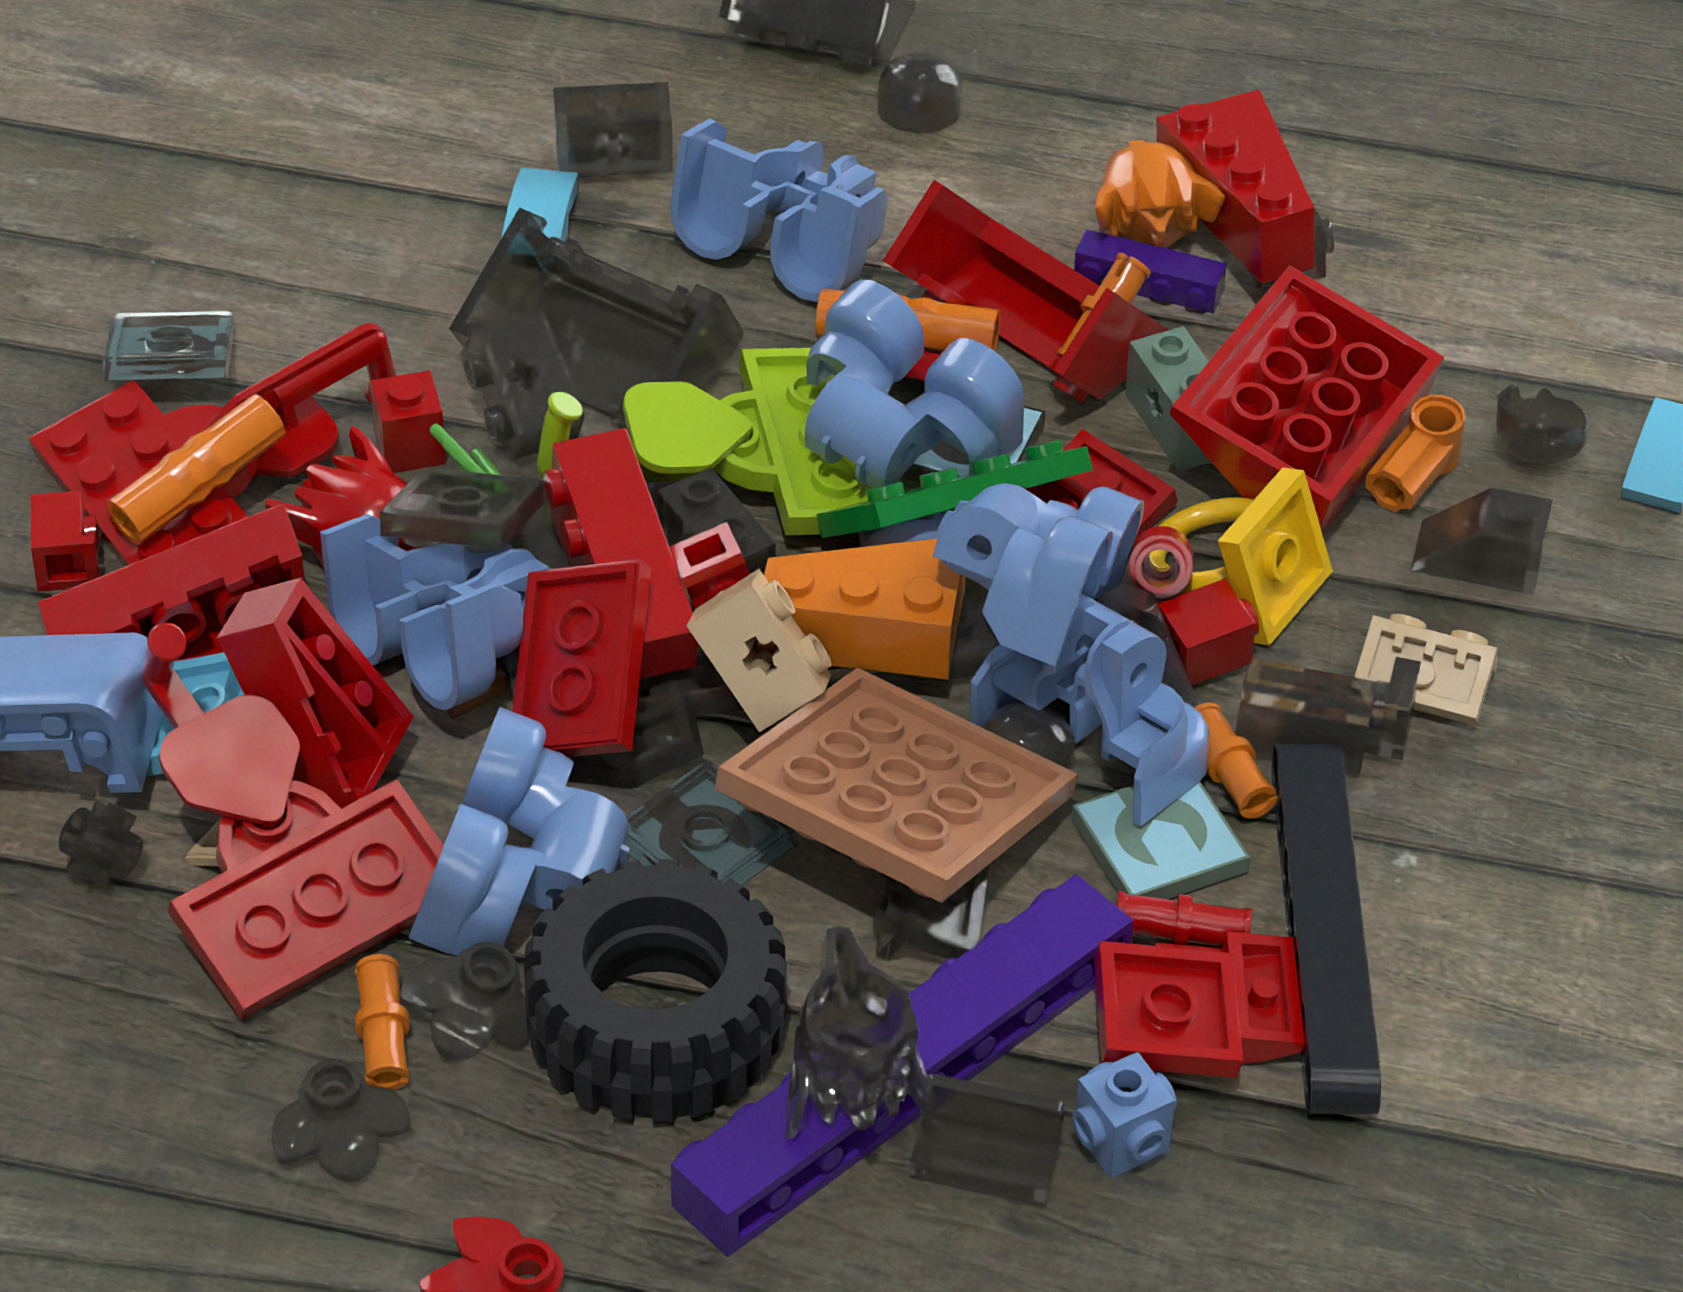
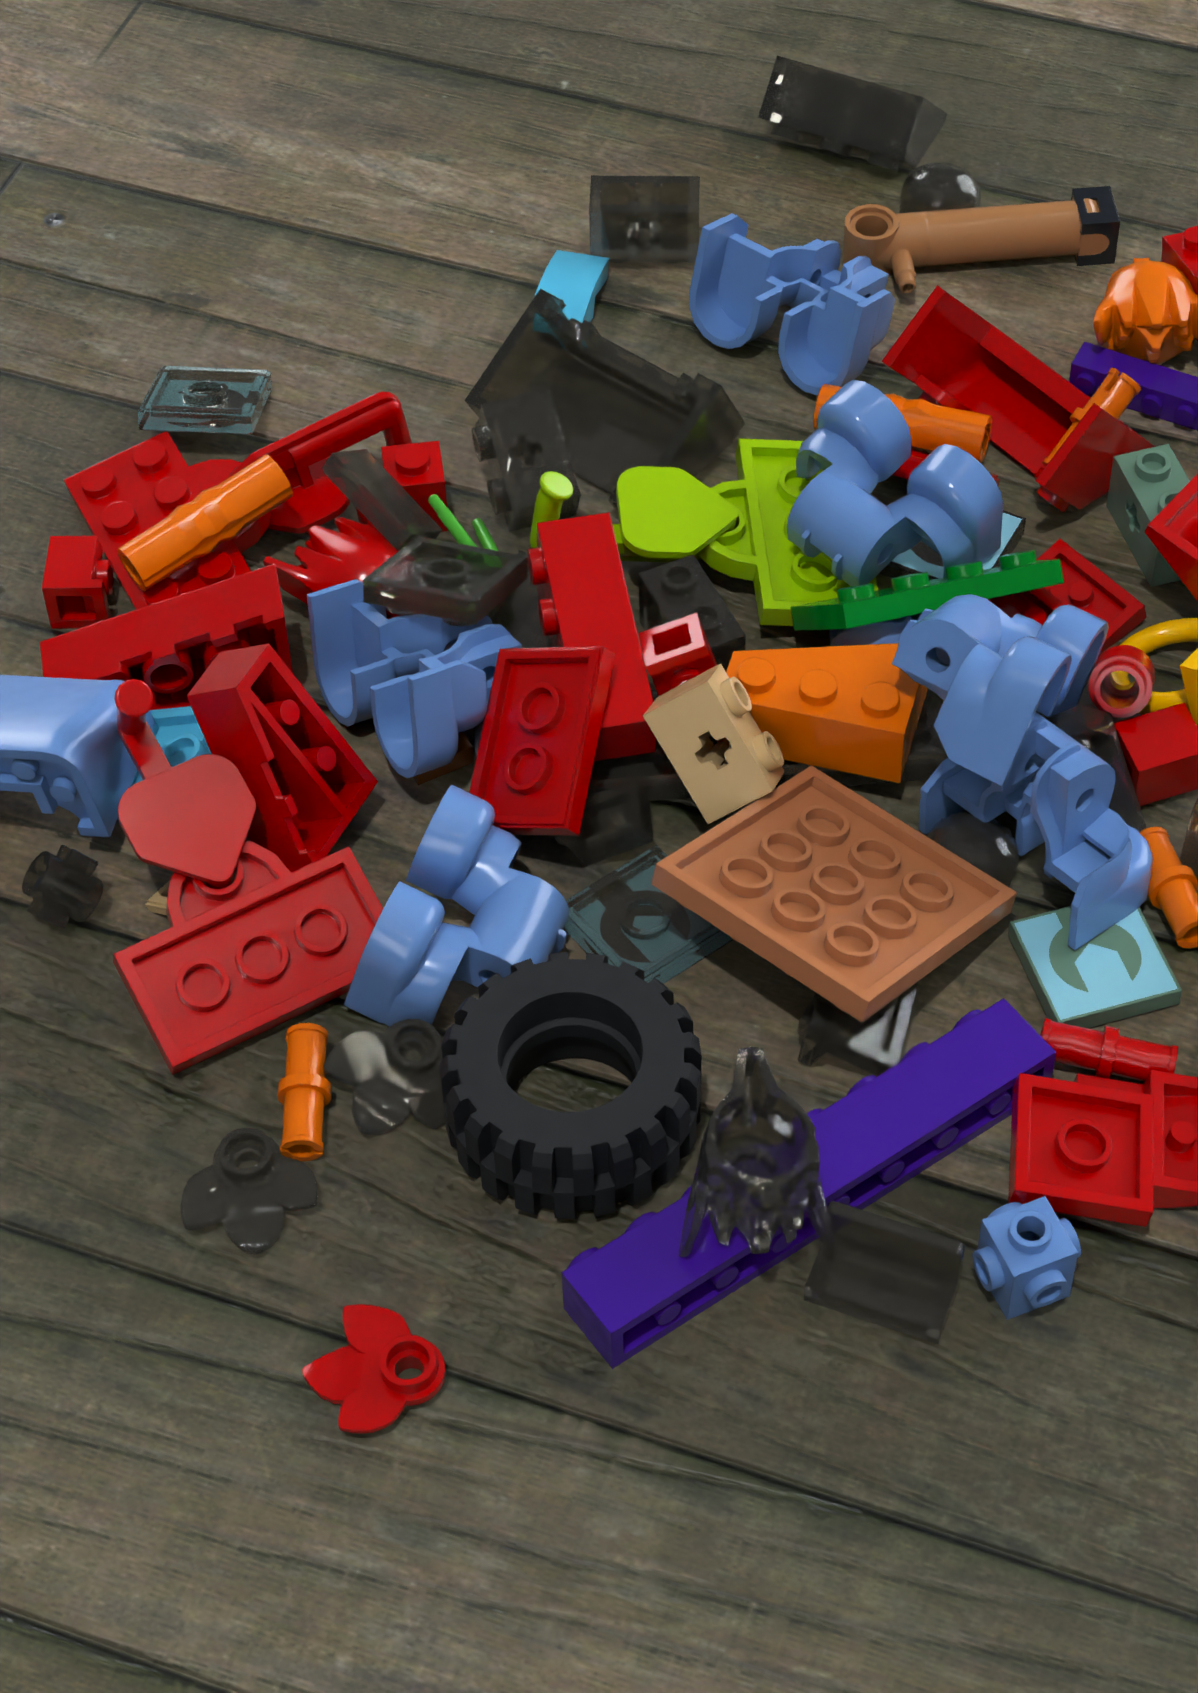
camera: 10 degrees right, 5 degrees up
(378, 431) = (379, 497): none -> clear smoke tile
(886, 138) = (900, 241): none -> medium nougat piece

